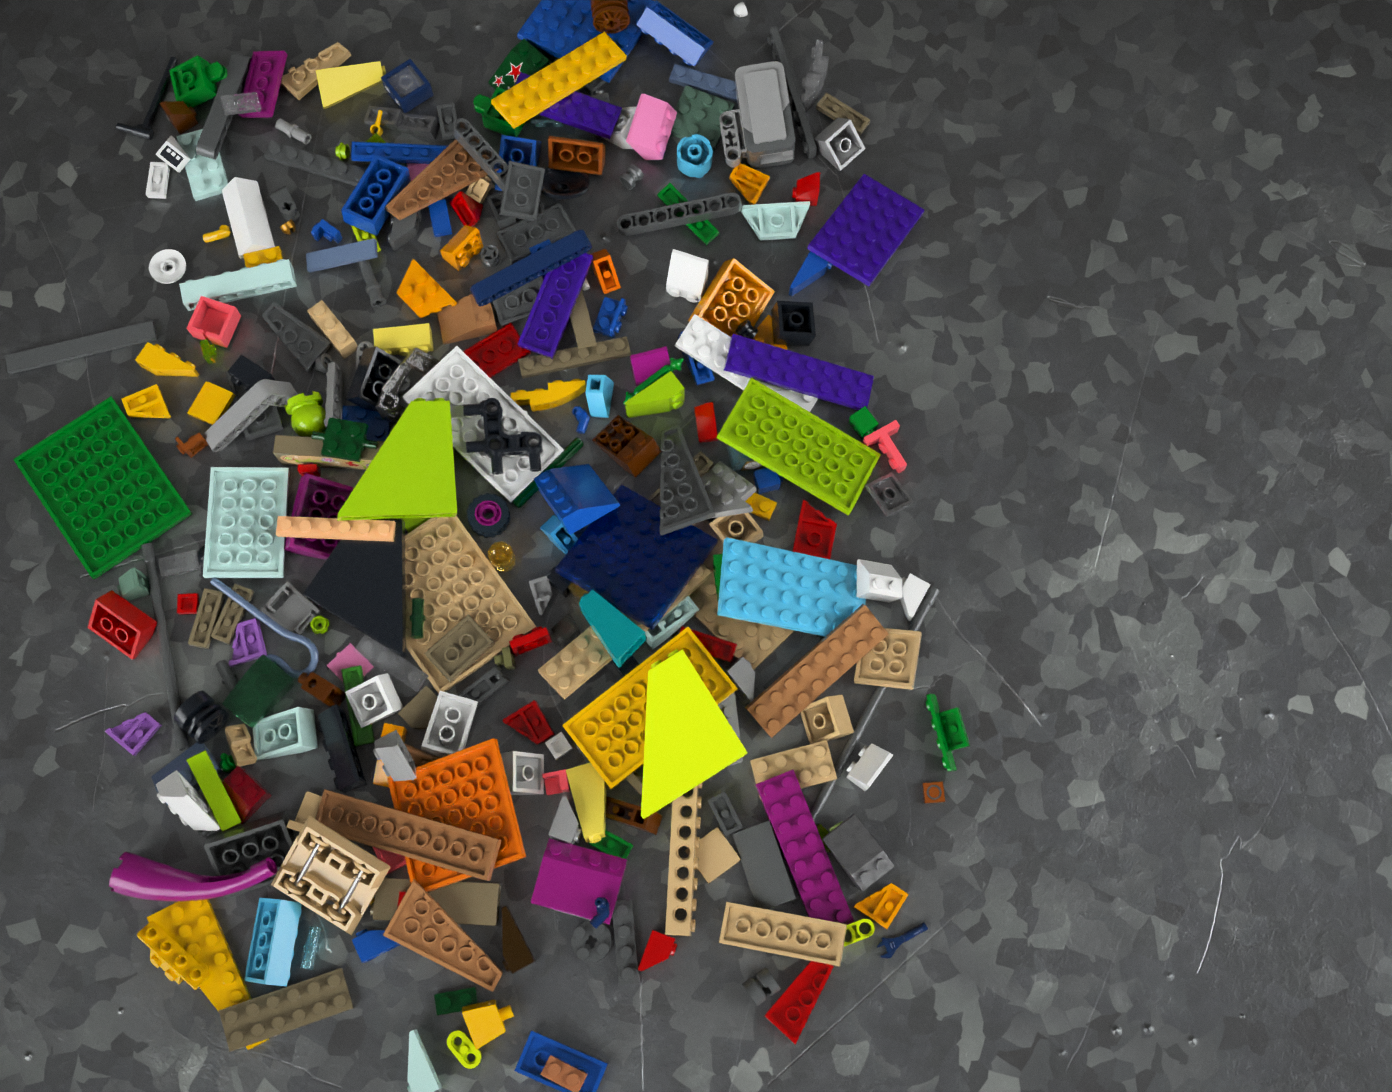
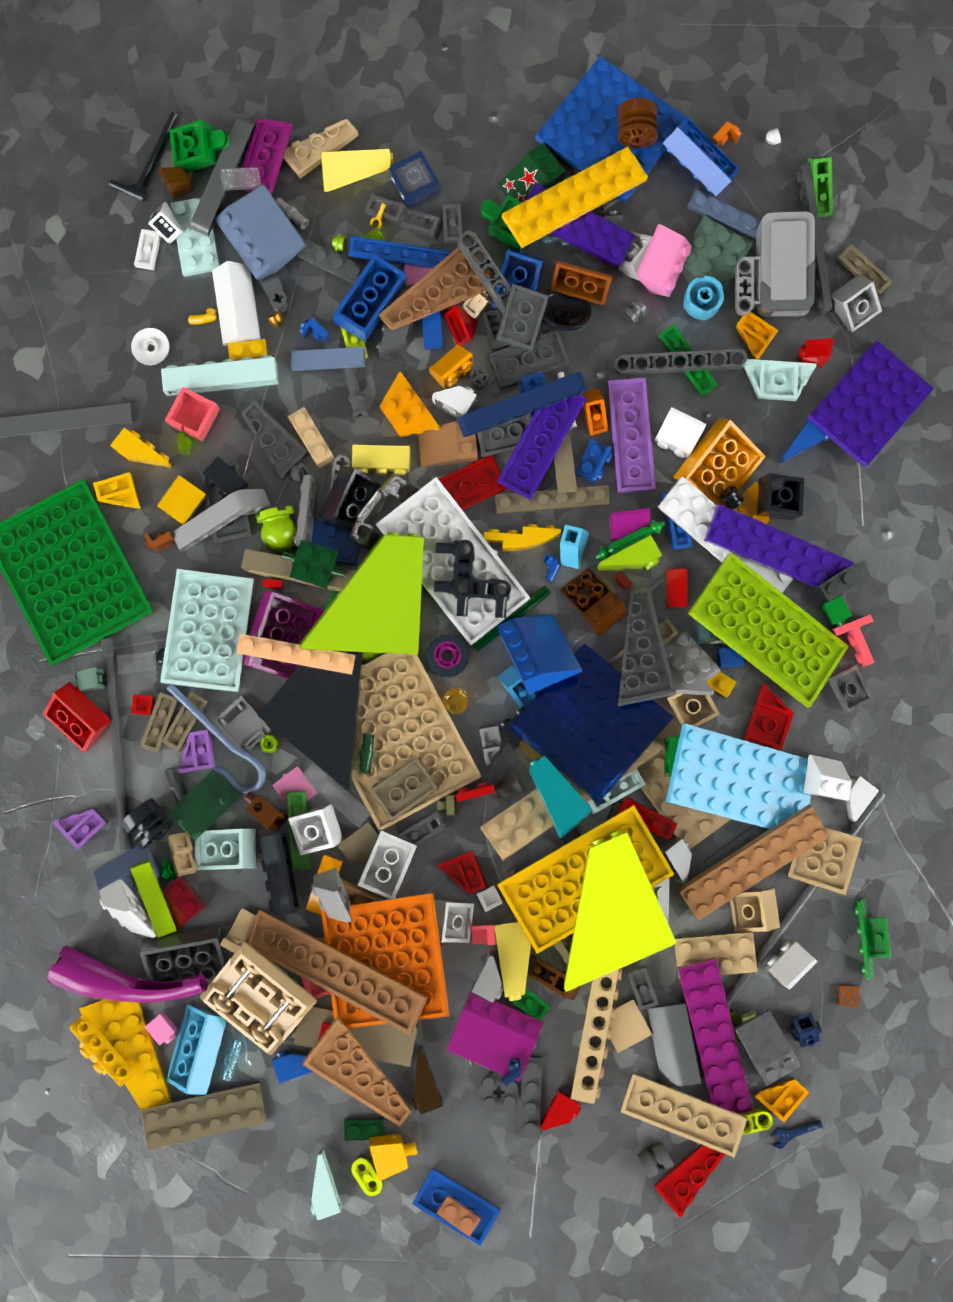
camera: 10 degrees right, 10 degrees up
(235, 925) = (162, 1029): none -> bright pink brick
(265, 150) = (260, 233): none -> sand blue slope
(466, 274) = (455, 401): none -> white slope
(643, 288) = (631, 435): none -> medium lavender plate
(652, 421) = (623, 580): none -> clear red tile
(694, 11) = (727, 131): none -> orange bracket
(791, 43) = (822, 180): none -> bright green slope
(860, 396) = (837, 584): none -> pearl dark grey plate
(895, 830) = (806, 1030): none -> dark blue brick

